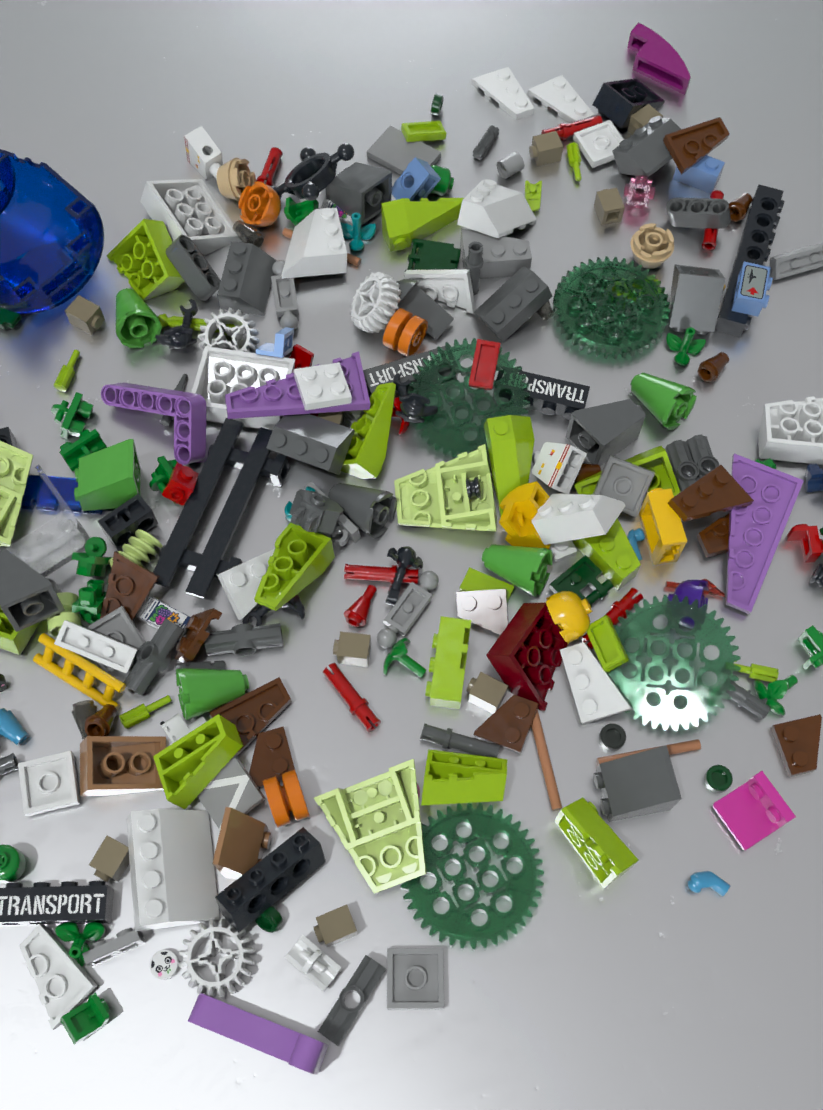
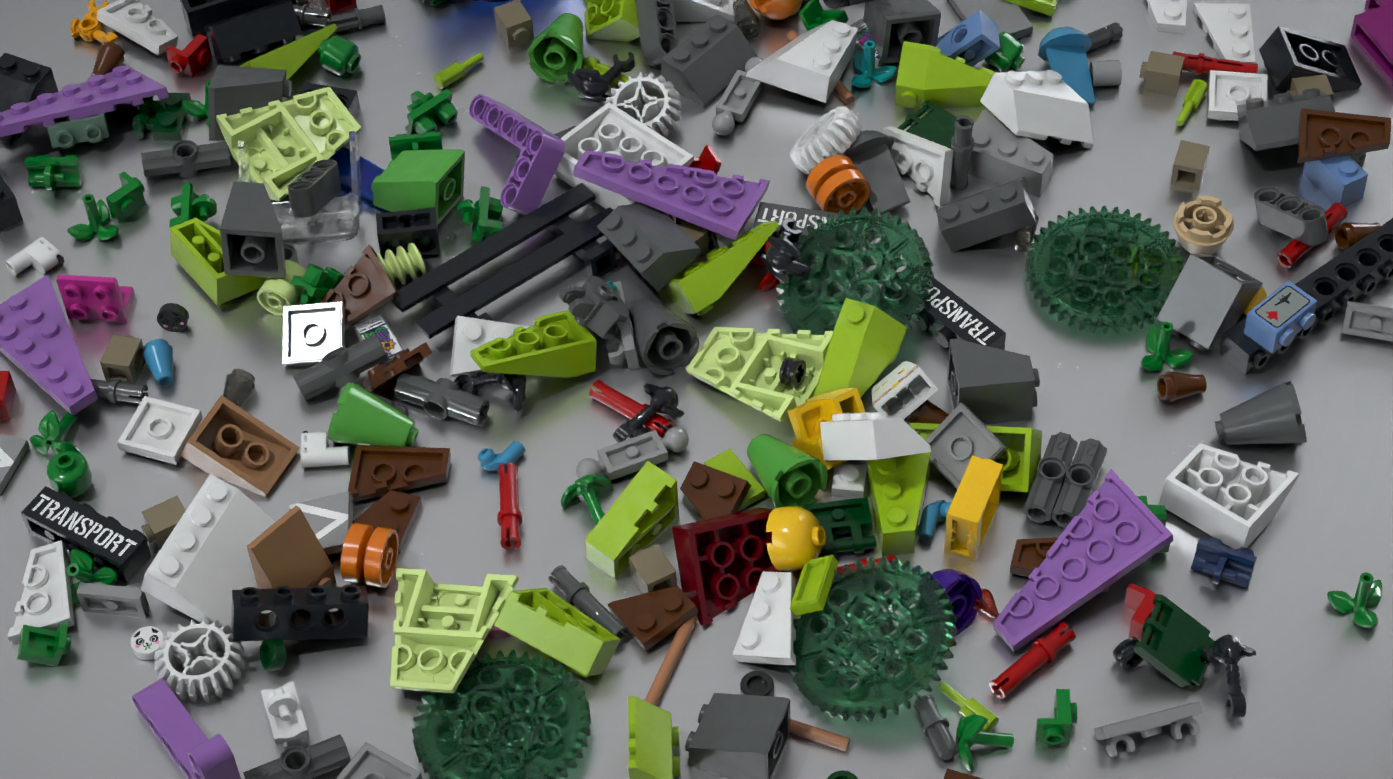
camera: 35 degrees right, 15 degrees down
(34, 524) = (314, 188): none -> dark grey beam
(66, 675) = (271, 350): yellow bar -> none
(92, 561) = (346, 251): green hips -> none
(96, 646) = (290, 326): white plate -> none
(101, 721) = (248, 396): reddish brown cone -> none
(142, 712) = (293, 415): lime axle -> none
(180, 484) = (485, 221): red bracket -> none
(196, 759) = (309, 473): lime wedge -> none
(282, 346) = (691, 135): light blue panel -> none
(316, 666) = (492, 461): none -> dark azure arm
(322, 386) = (696, 190): white plate -> none
(335, 926) = (332, 697): dark tan brick -> none
(352, 649) = (545, 462): dark tan brick -> none
(358, 612) = (577, 432): red cone -> none
(477, 159) = (1066, 54): none -> dark azure piece
(484, 364) = (888, 247): red tile -> none
(533, 195) = (1107, 116): lime piece -> none
(636, 199) = (1237, 163): clear pink brick -> none
(664, 398) = (1088, 390): bright green cone -> none
(709, 495) = (1043, 491): reddish brown wing -> none
(768, 604) = (1043, 652): none -> red pin
(786, 362) = (1264, 419): none -> dark grey cone

